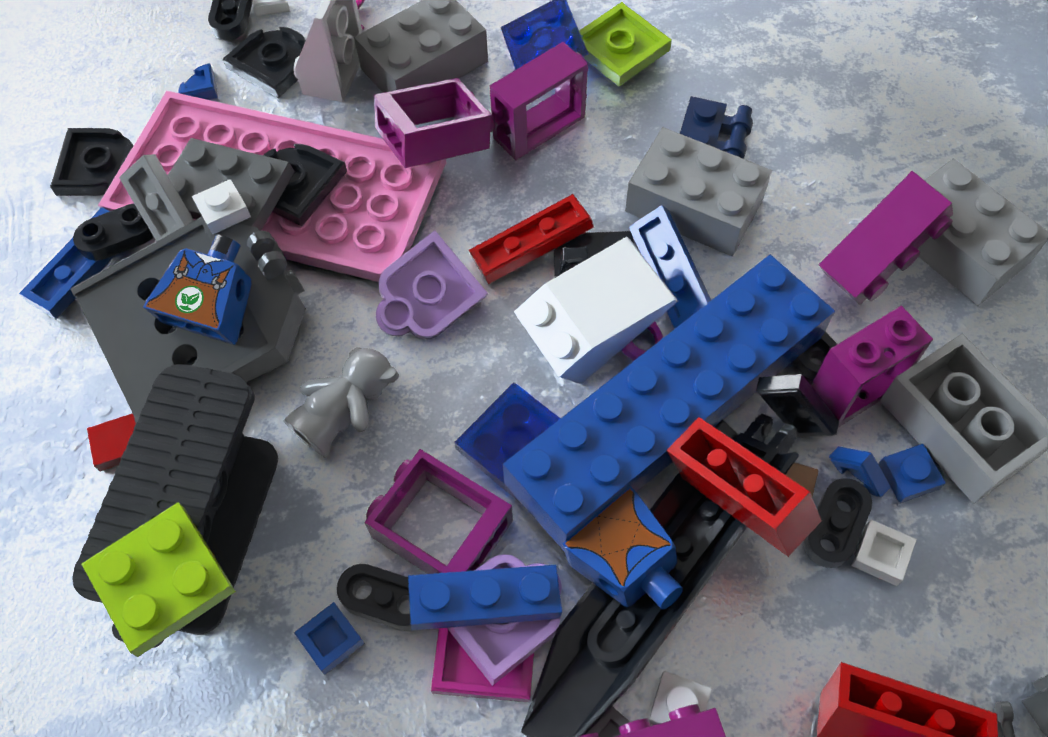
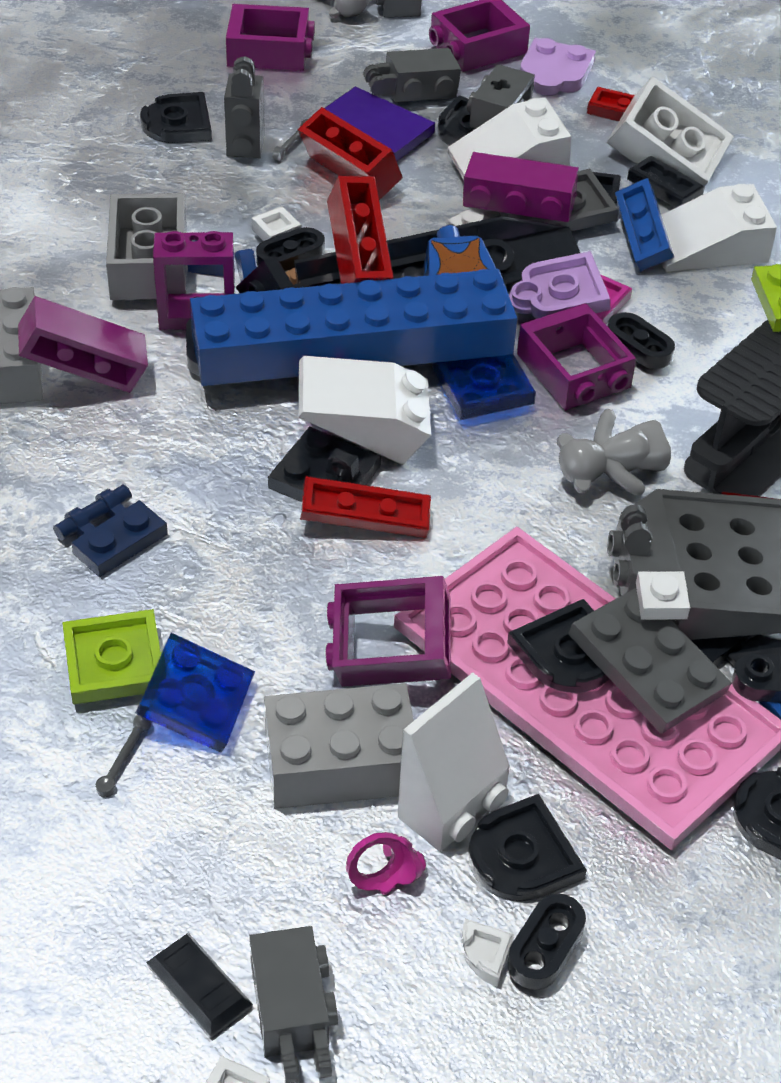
camera: 155 degrees left, 15 degrees down
(155, 197) = (726, 651): light grey plate -> none
(201, 84) = (629, 857): blue tile -> none
(203, 292) = (710, 525): torso -> none
(329, 638) = (691, 335): blue plate -> none
(426, 290) = (491, 503): lavender plate -> none
(484, 597) = (573, 283): blue plate -> none
(524, 130) = (264, 575): magenta window -> none
(669, 257) = (263, 429): plate -> none
(701, 186) = (184, 472): light grey brick -> none

